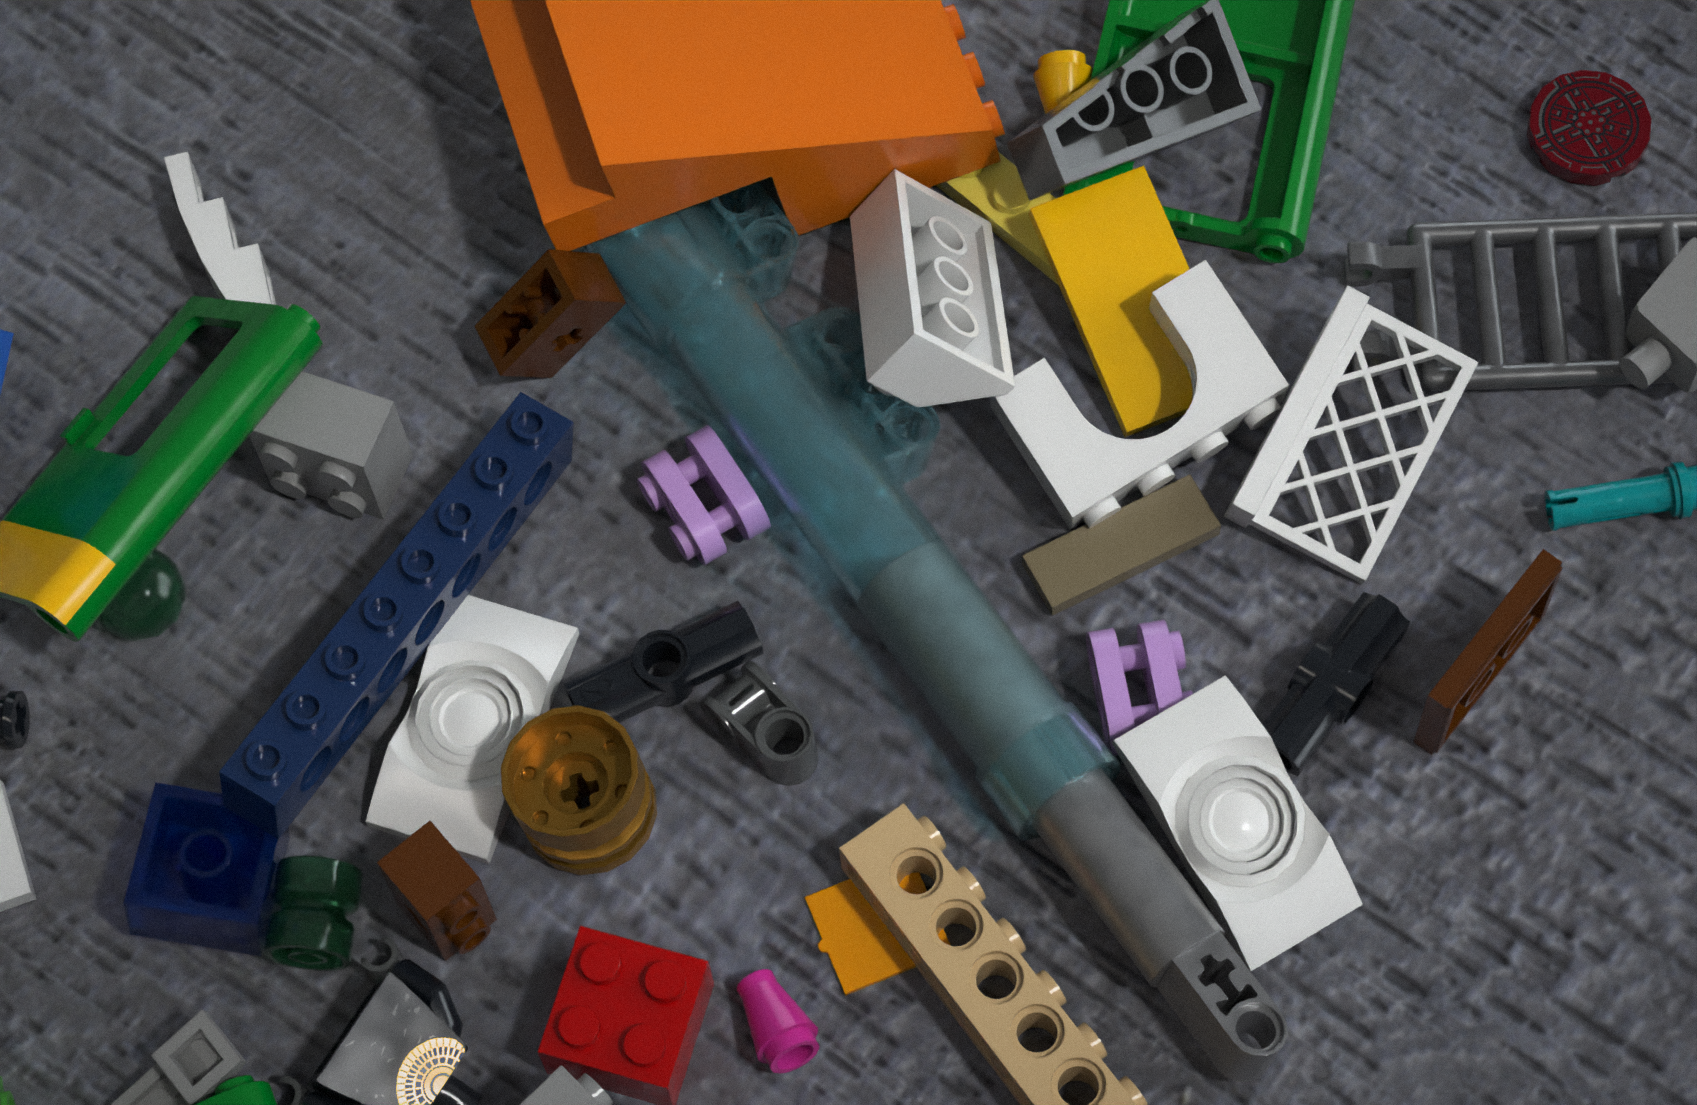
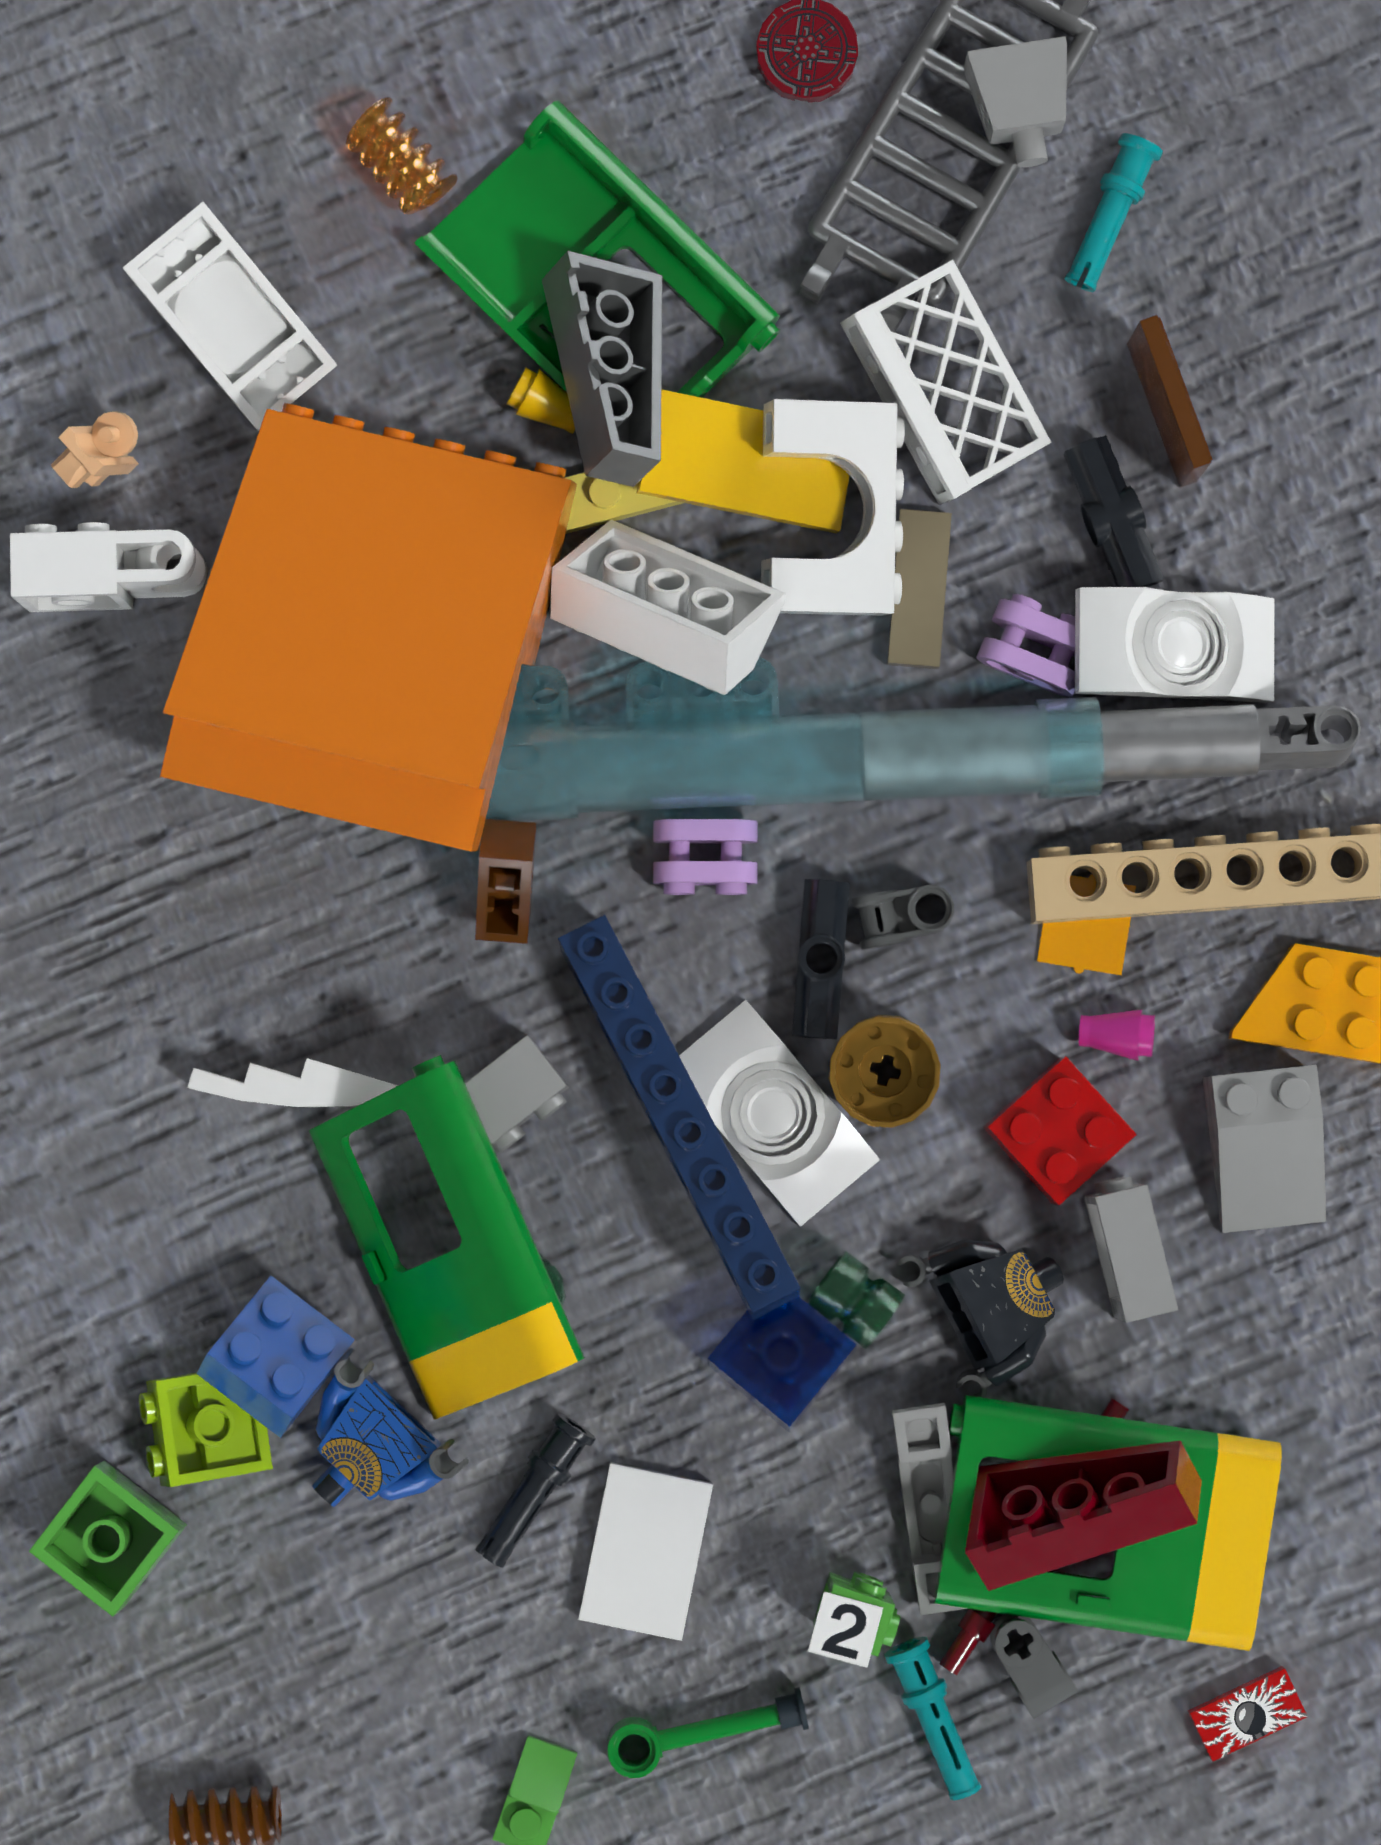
camera: 65 degrees left, 20 degrees up
(438, 892) = (902, 1207): reddish brown brick -> none

